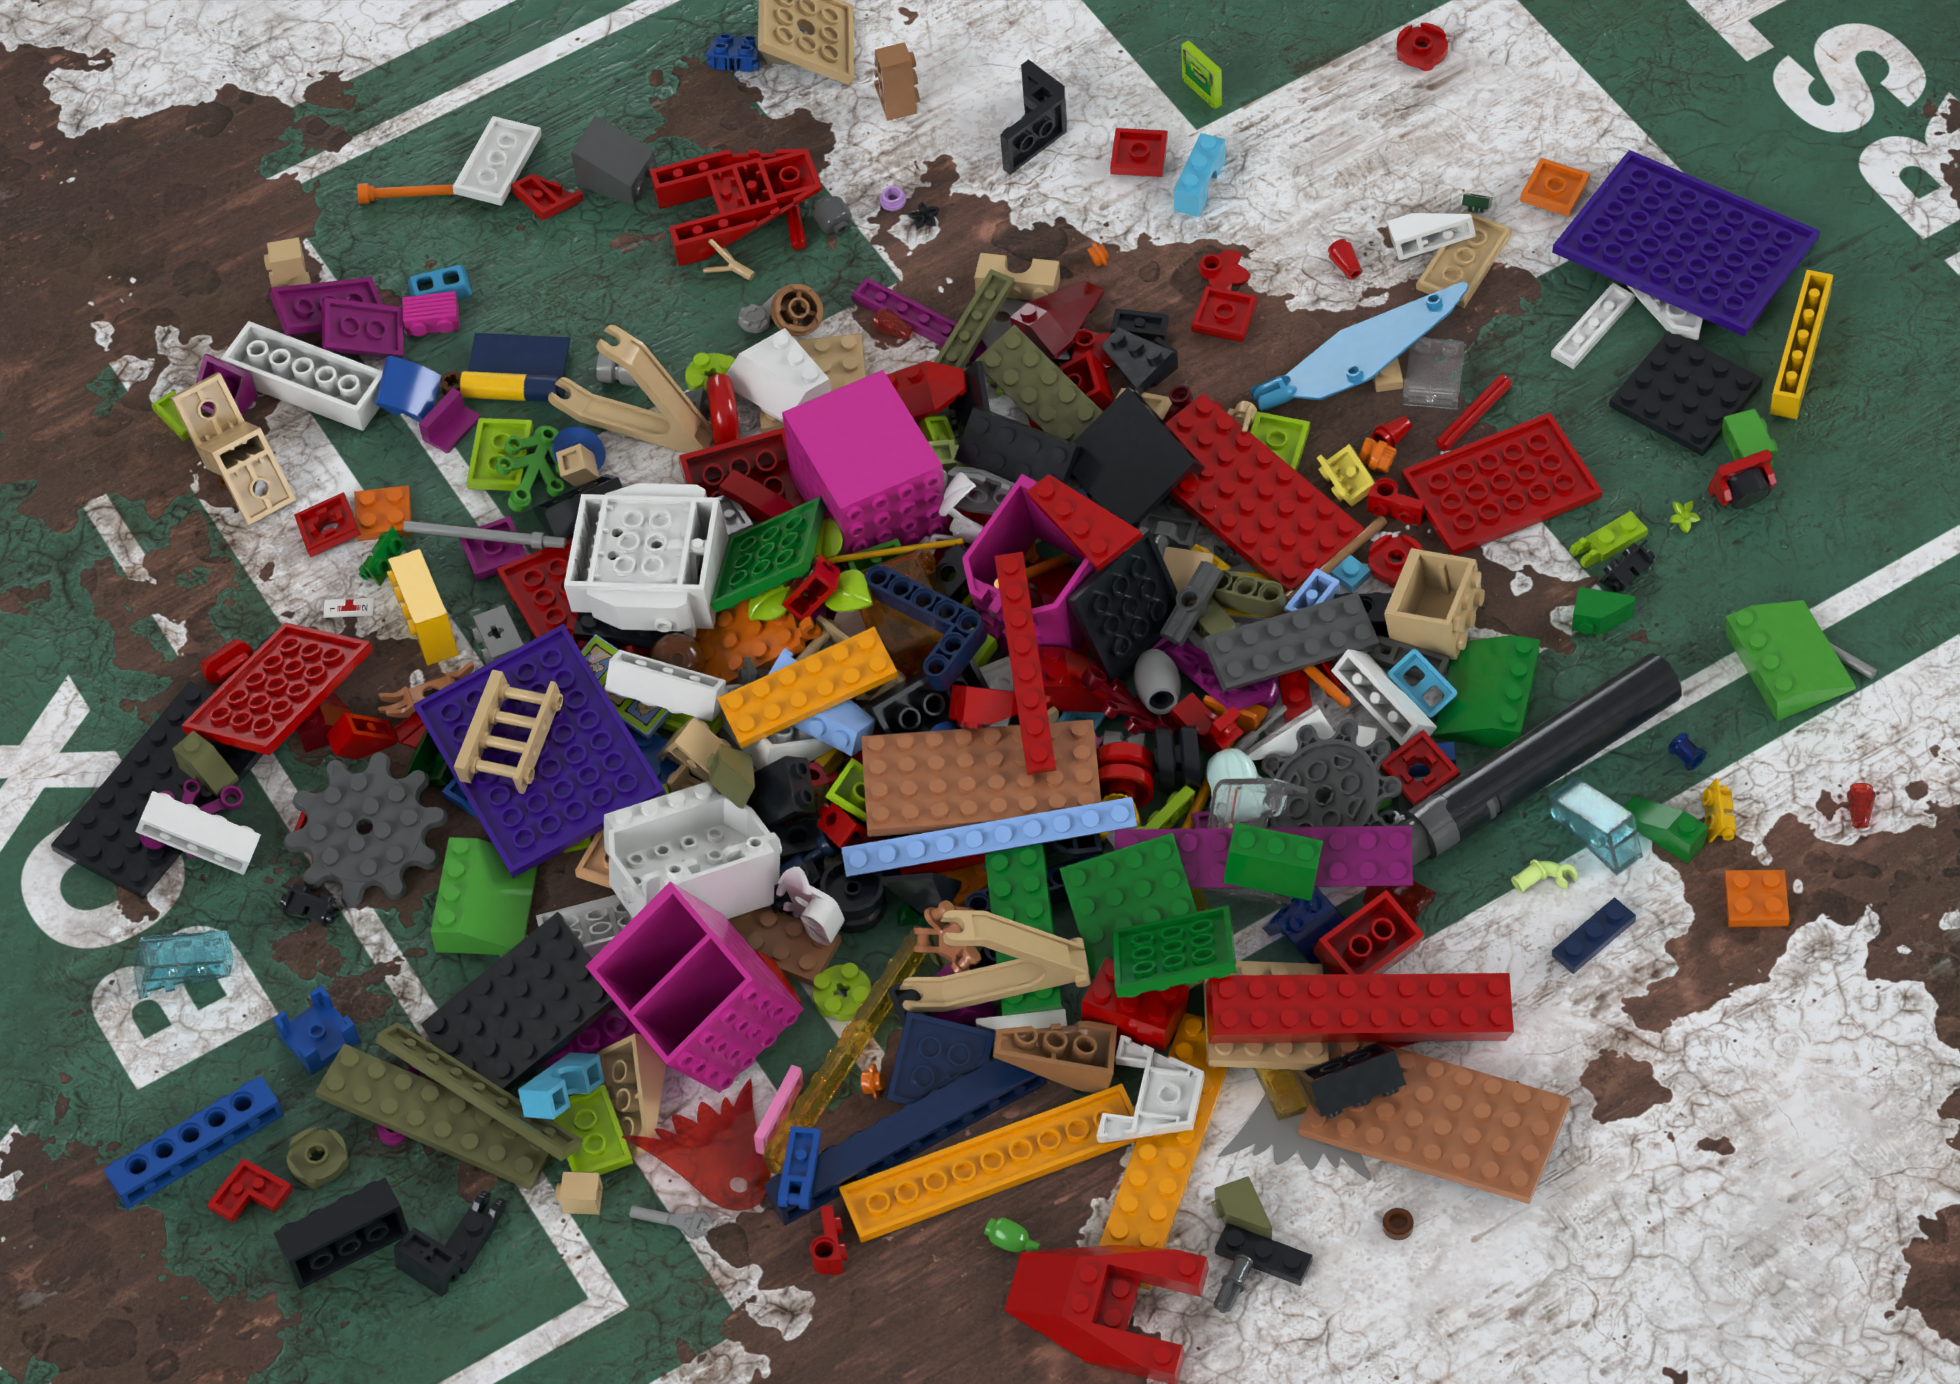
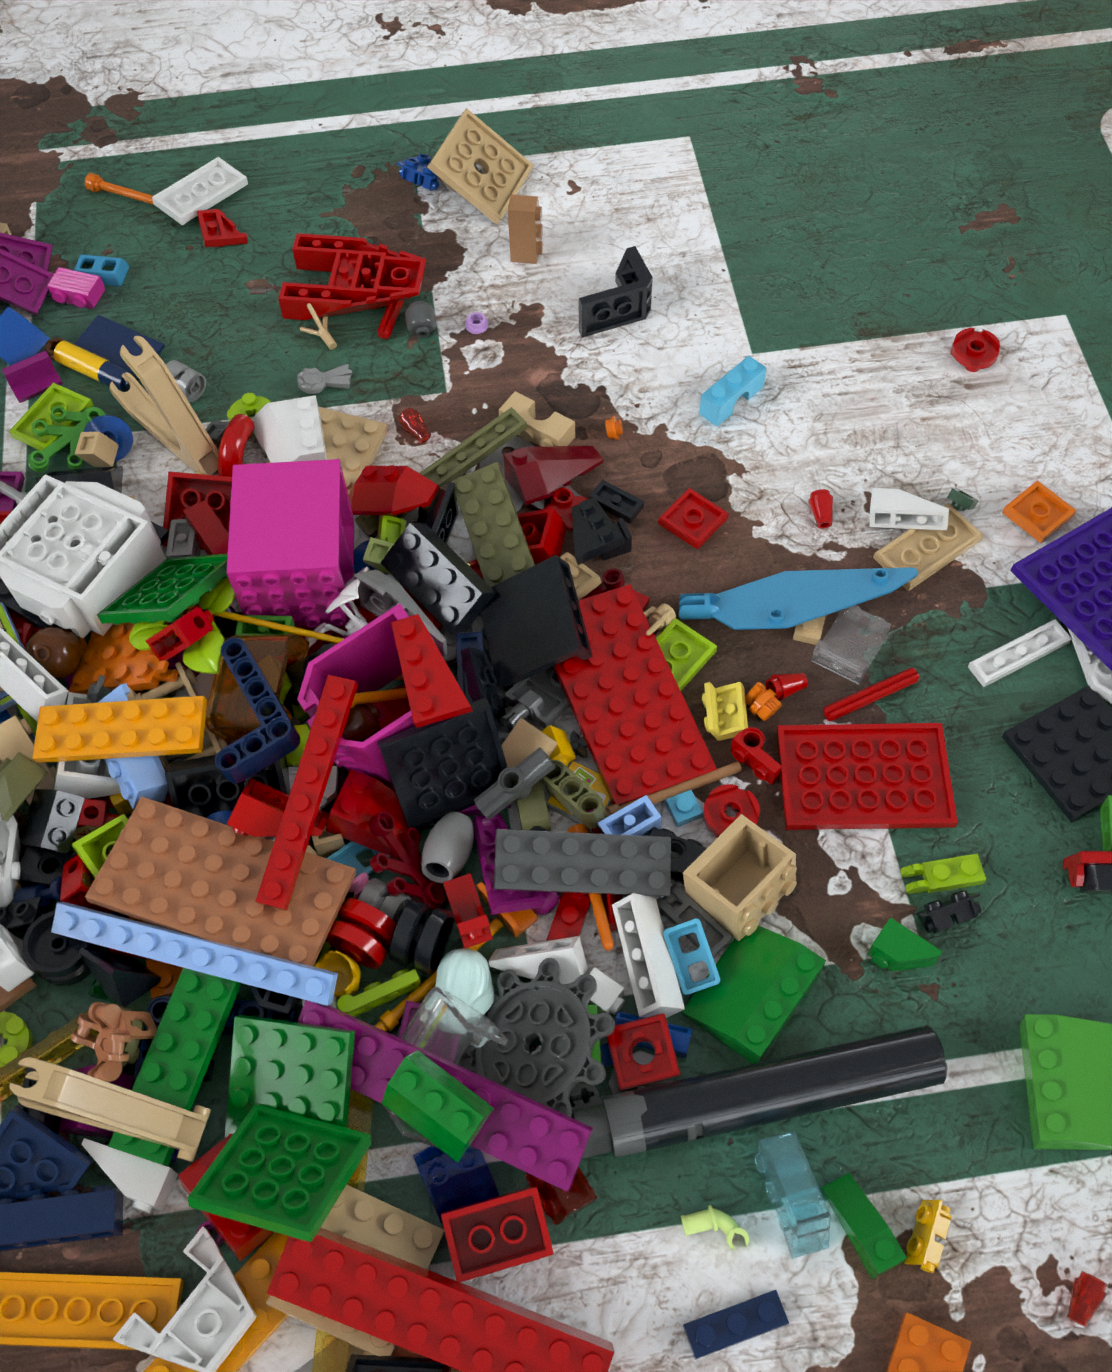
camera: 20 degrees right, 5 degrees up
(612, 162) = (276, 217): dark grey slope -> none
(797, 309) = (342, 385): medium nougat cone -> none
(924, 215) = (494, 345): black plant -> none
(924, 320) = (437, 422): magenta tile -> none
(1070, 1055) = (134, 1220): medium nougat wedge -> none
(1139, 152) = (693, 355): red plate -> none
(1201, 74) = (775, 308): lime tile -> none
(1223, 270) = (714, 480): red plate -> none
(1249, 739) = (507, 940): light grey piece -> none
(1684, 516) = (1028, 880): lime plant -> none
(1687, 751) = (924, 1147): clear blue bush -> none

